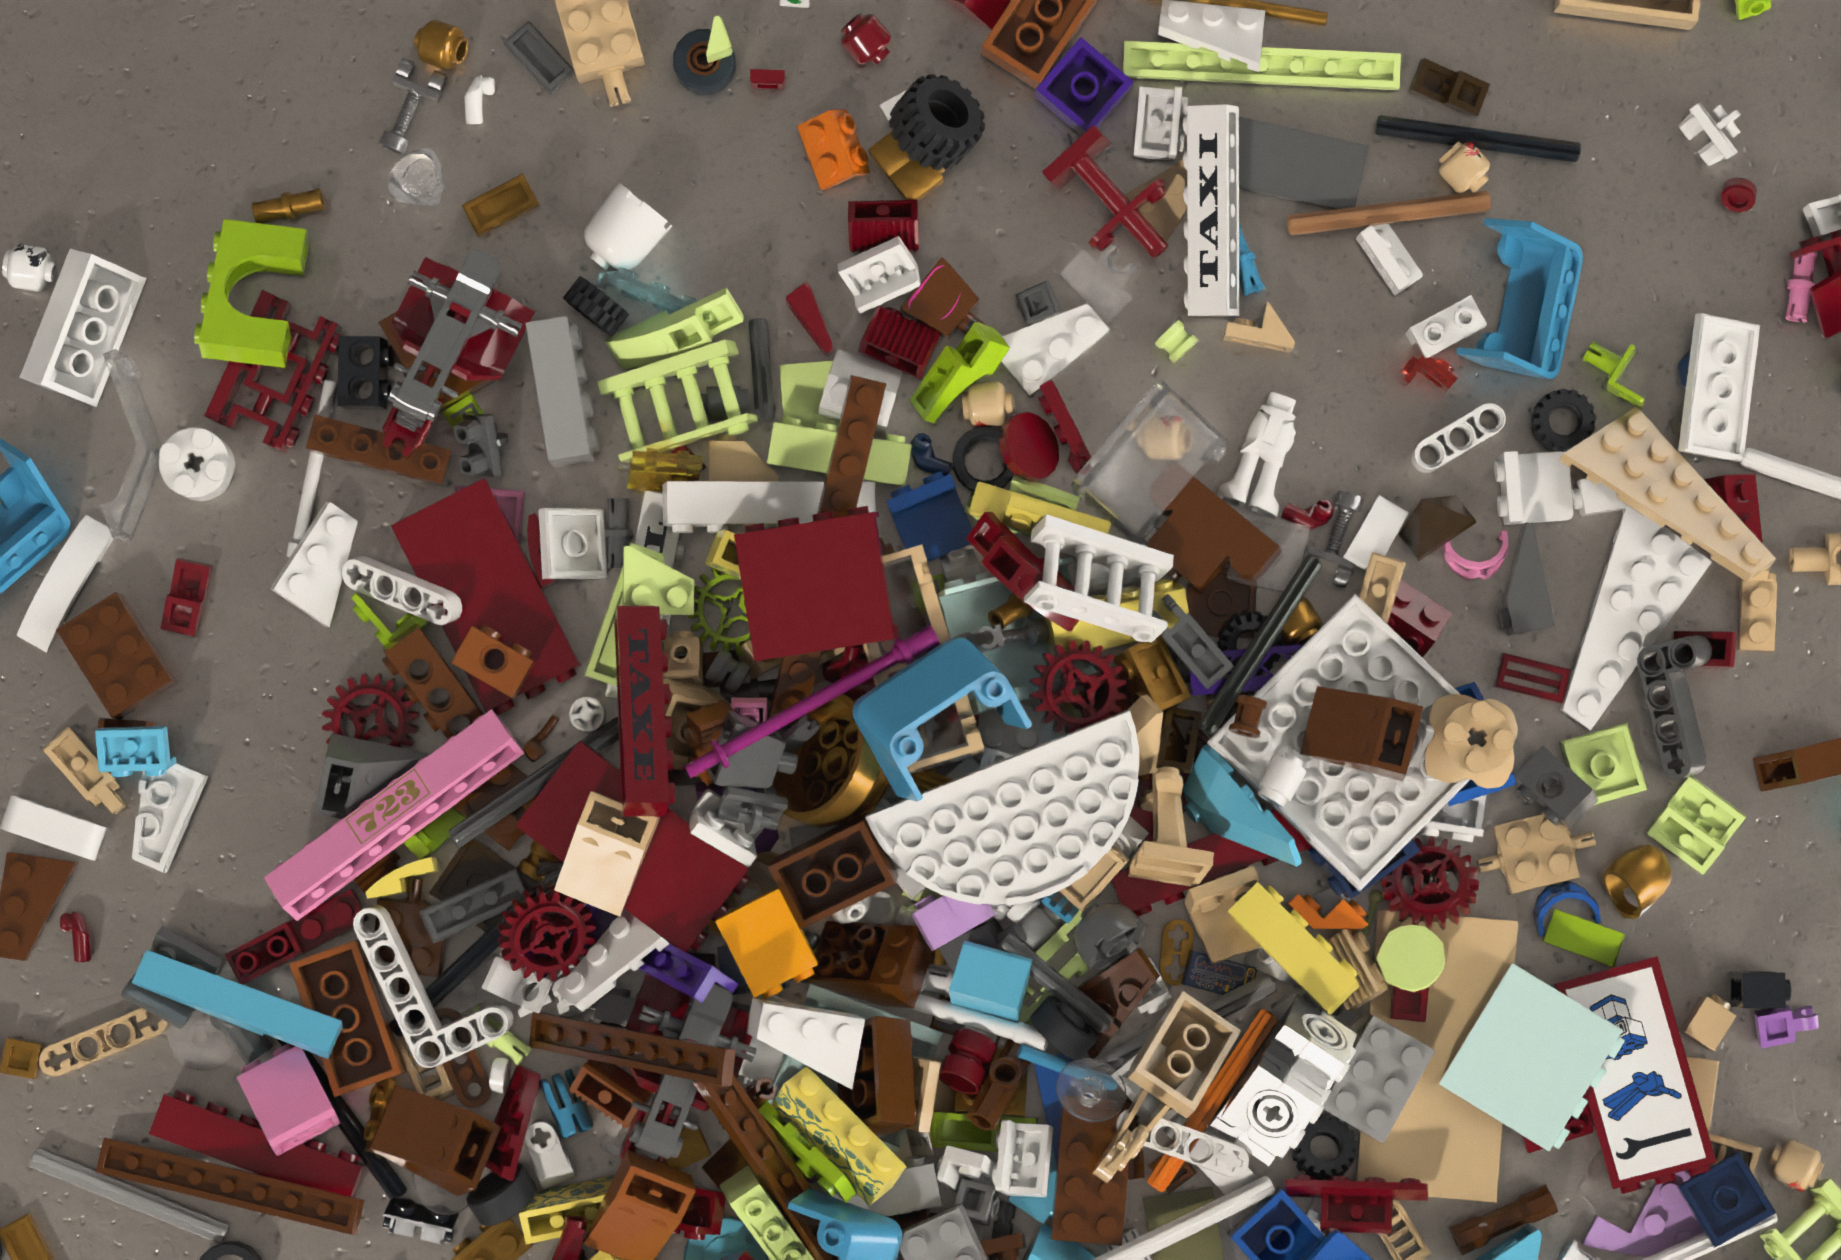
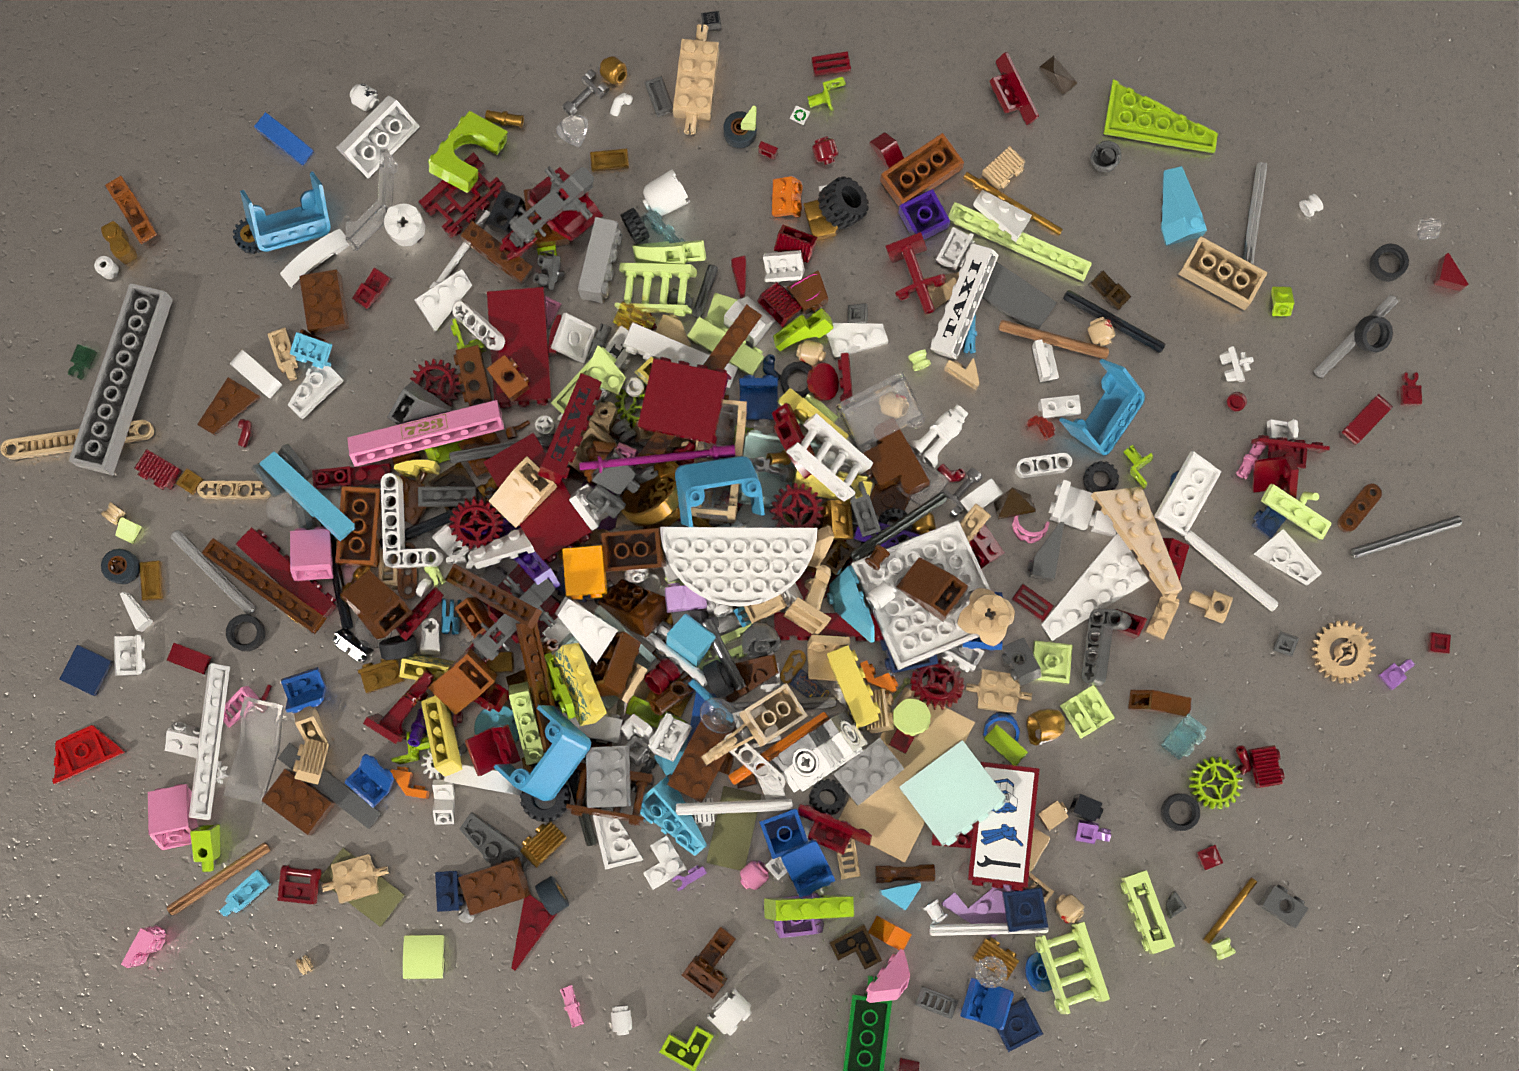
camera: 25 degrees right, 5 degrees down
(713, 587) = (634, 386): none -> white tile
(1100, 281) = (894, 315): clear plate -> none

